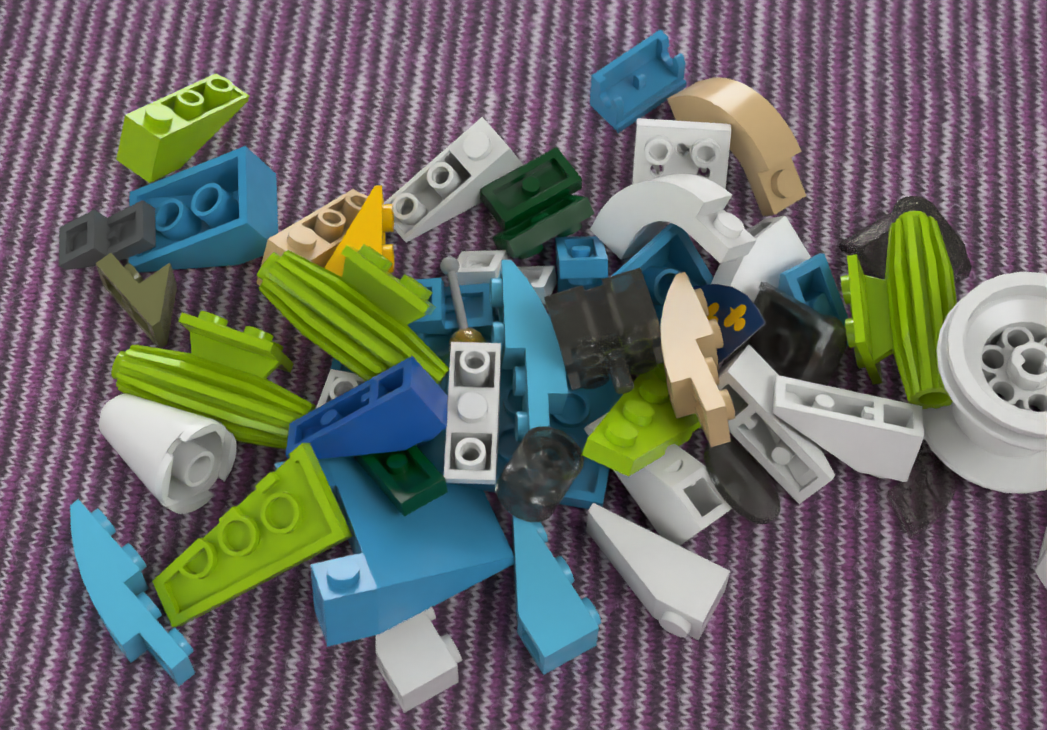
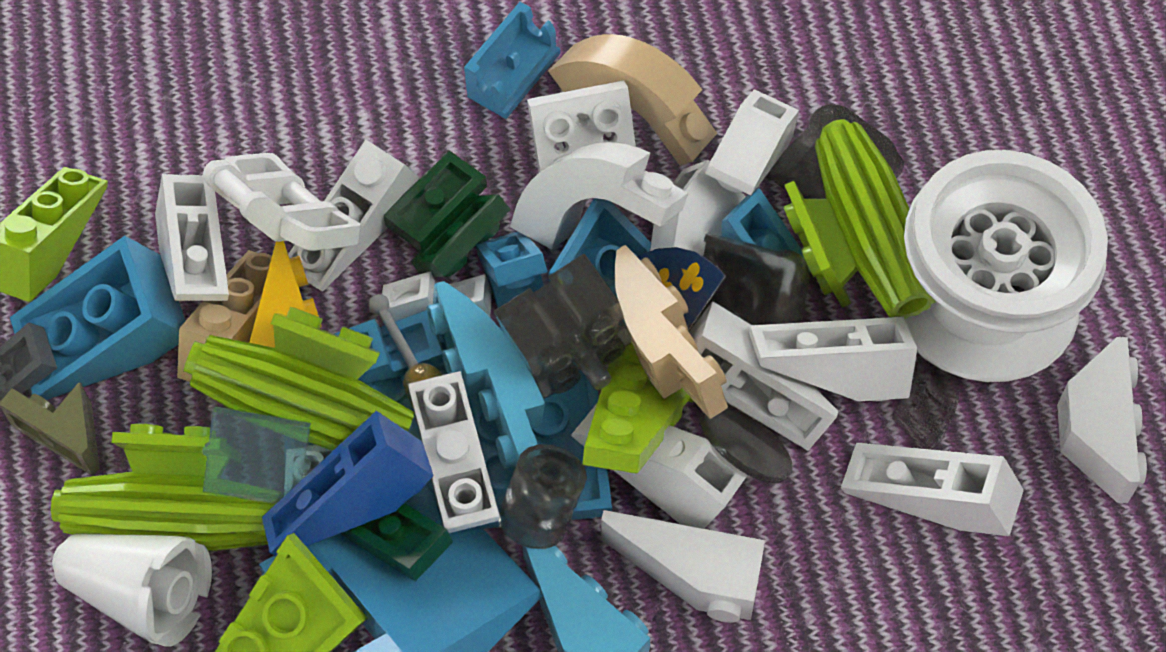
camera: 15 degrees left, 0 degrees up
(297, 366) = (255, 455): none -> clear light blue piece
(303, 163) = (190, 239): none -> white slope
(383, 131) = (261, 184): none -> white bar
(832, 211) = (753, 143): none -> white slope
(907, 568) = (937, 485): none -> white slope

